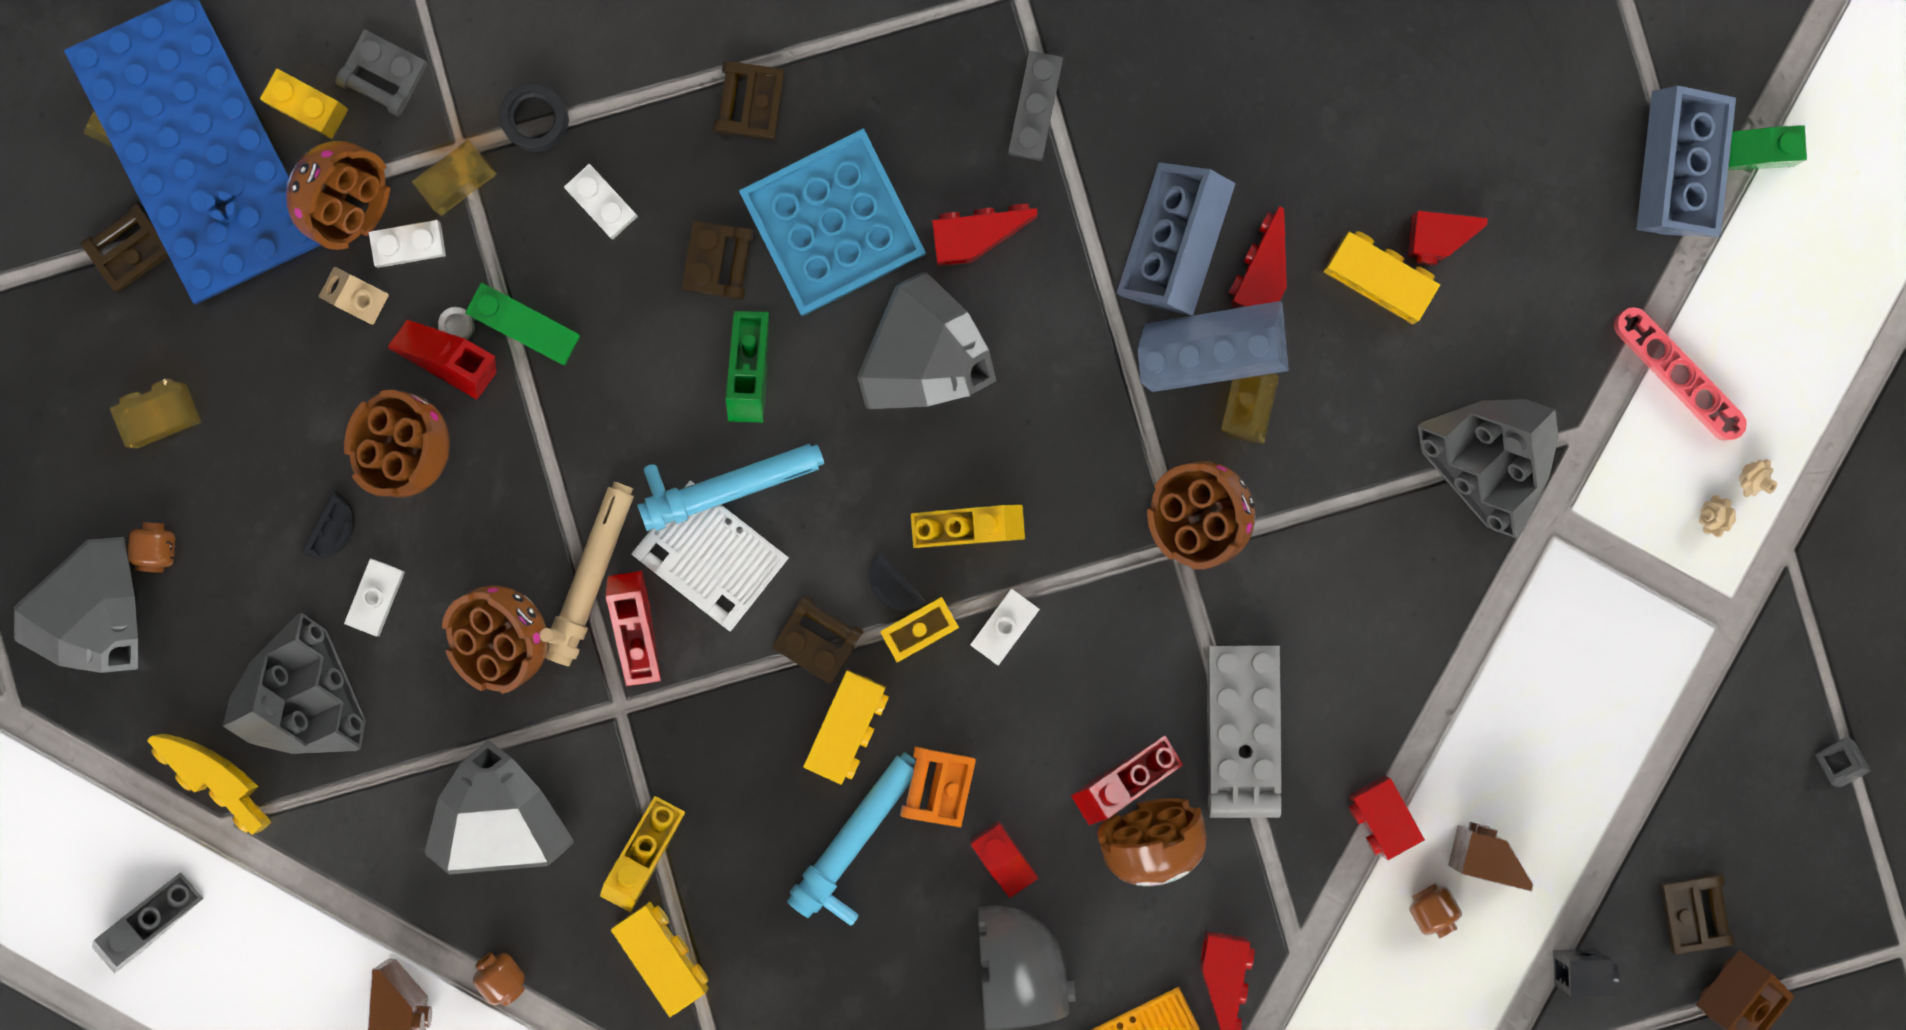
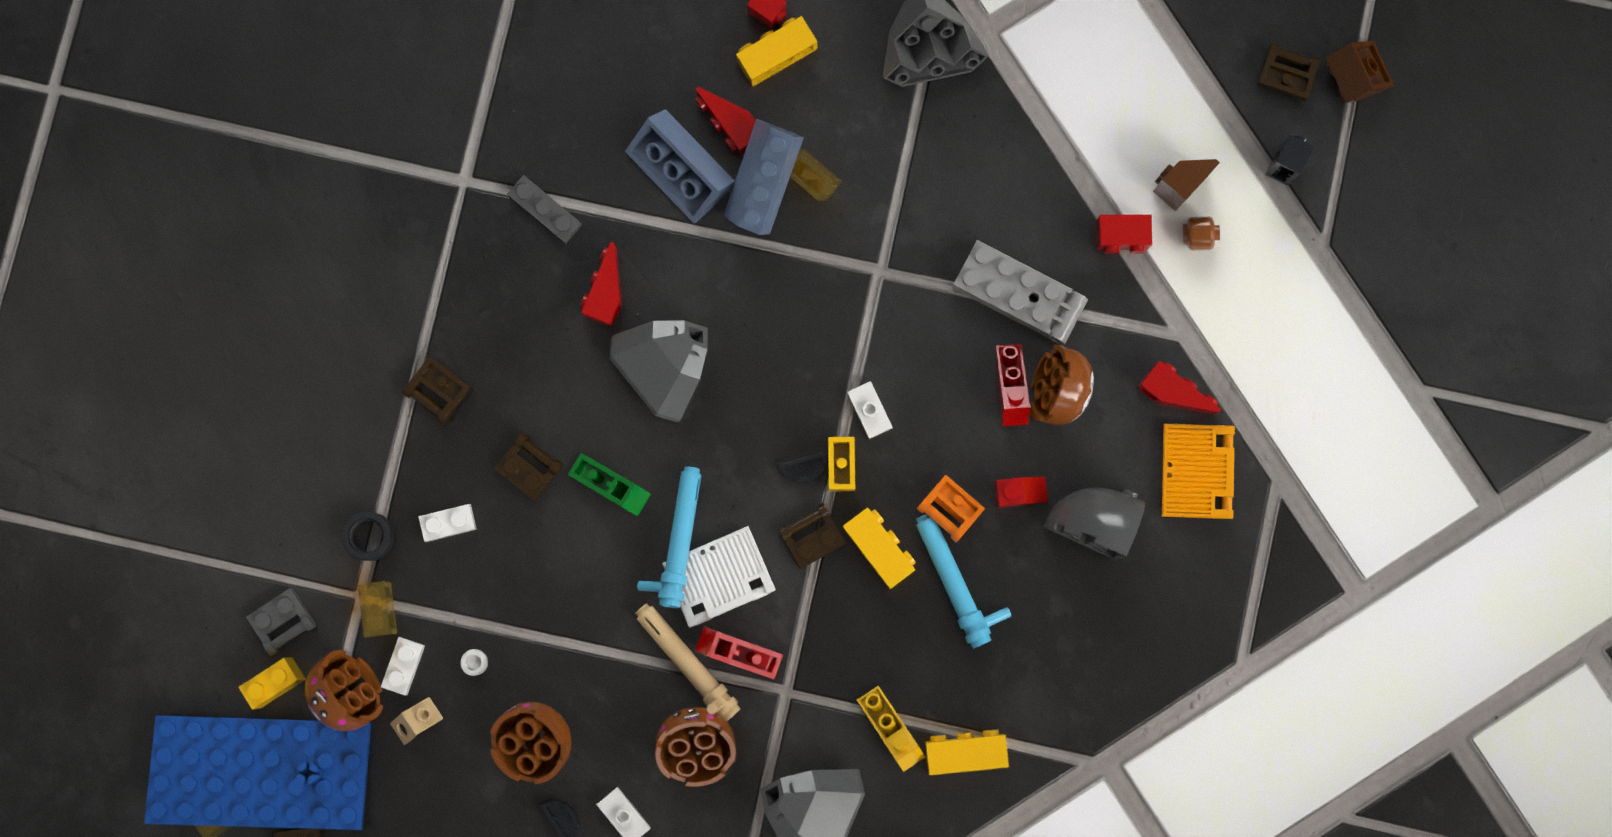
camera: 70 degrees left, 5 degrees down
(446, 357) = (491, 679): red slope -> none
(522, 324) = (498, 617): green slope -> none
(832, 222) = (546, 379): dark azure plate -> none
(968, 526) = (791, 398): yellow slope -> none
(1187, 518) = (863, 255): dark orange cylinder -> none

